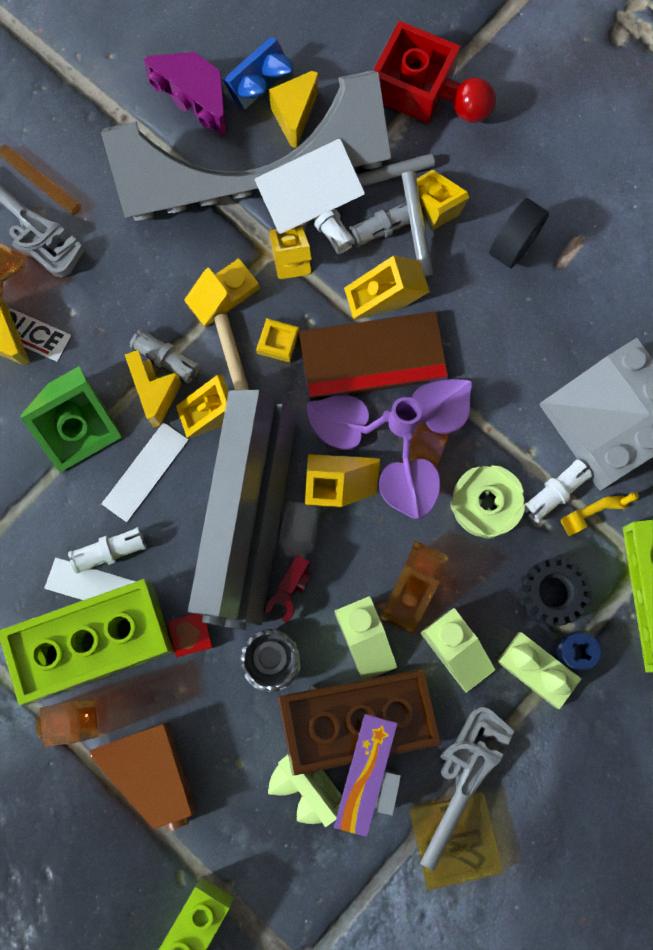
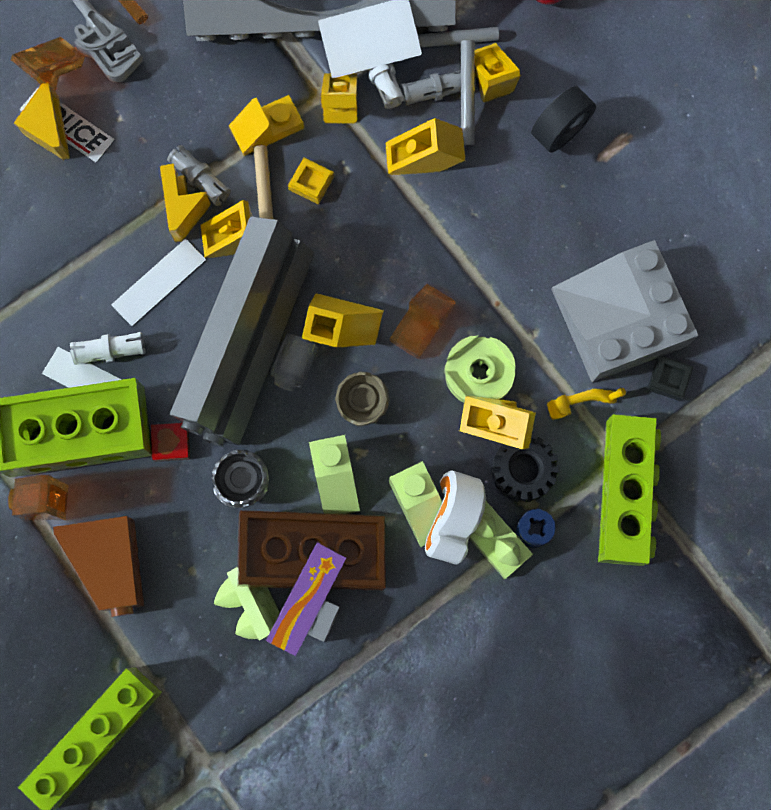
camera: 10 degrees right, 0 degrees up
(70, 420) = (96, 219): bright green slope -> none
(295, 579) = (278, 409): dark red plate -> none
(373, 355) = (399, 212): reddish brown tile -> none
(377, 553) = (362, 398): none -> dark tan hair
(406, 485) = (405, 340): medium lavender plant -> none
(414, 587) = (391, 437): clear orange slope -> none
(470, 766) = (408, 613): light grey piece -> none
(470, 850) = (380, 681): clear yellow tile -> none
(500, 658) = (456, 518): none -> white animal
(520, 551) = (497, 421): none -> yellow slope
(557, 491) = (549, 373): white pin -> none

